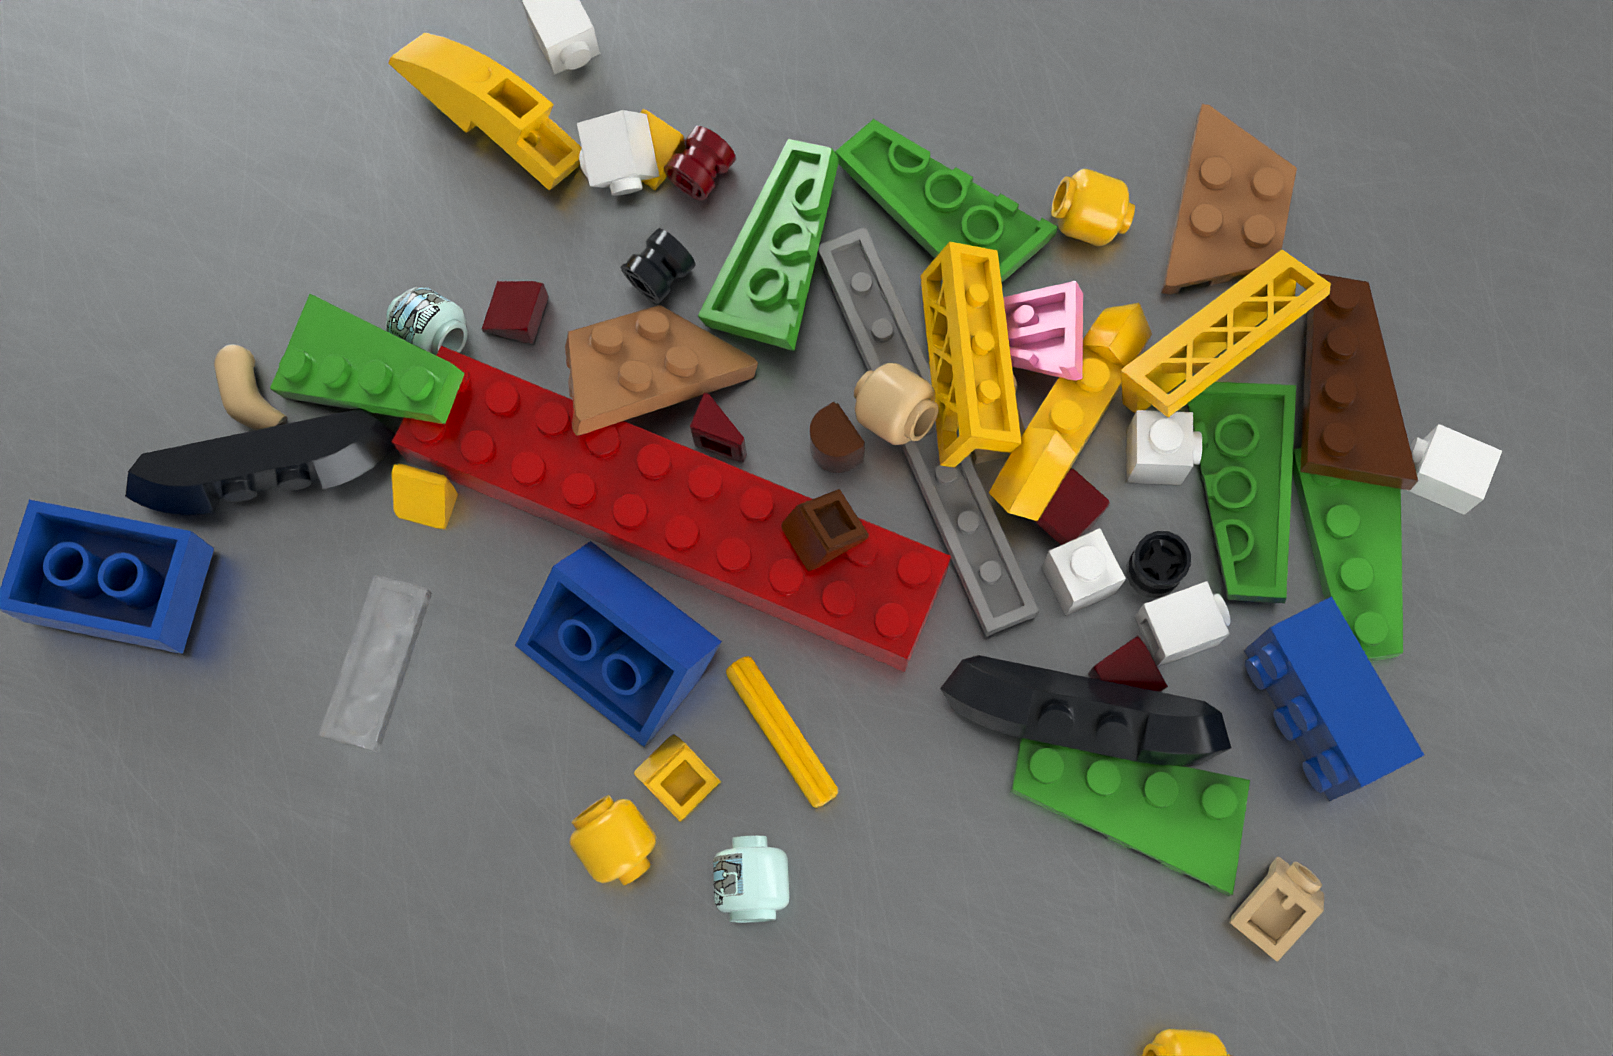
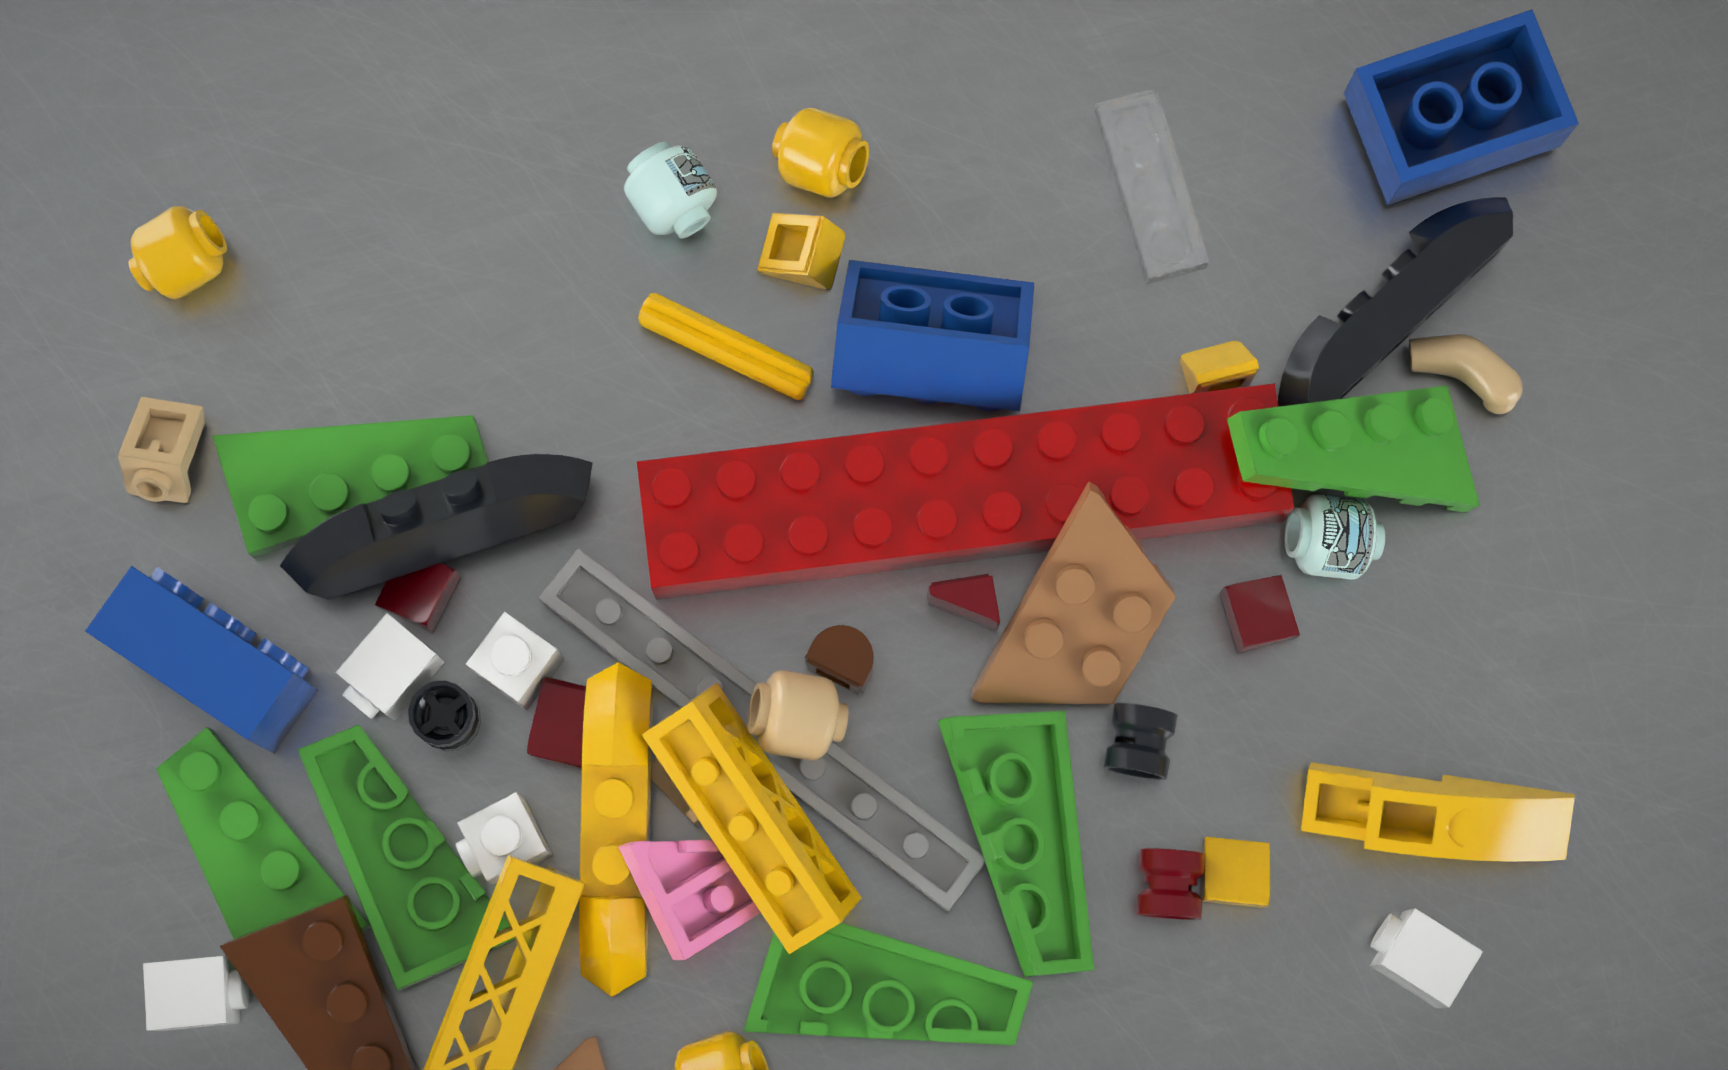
camera: 145 degrees right, 5 degrees up
(617, 151) = (1261, 837): white brick -> none
(823, 529) = (787, 533): reddish brown slope -> none

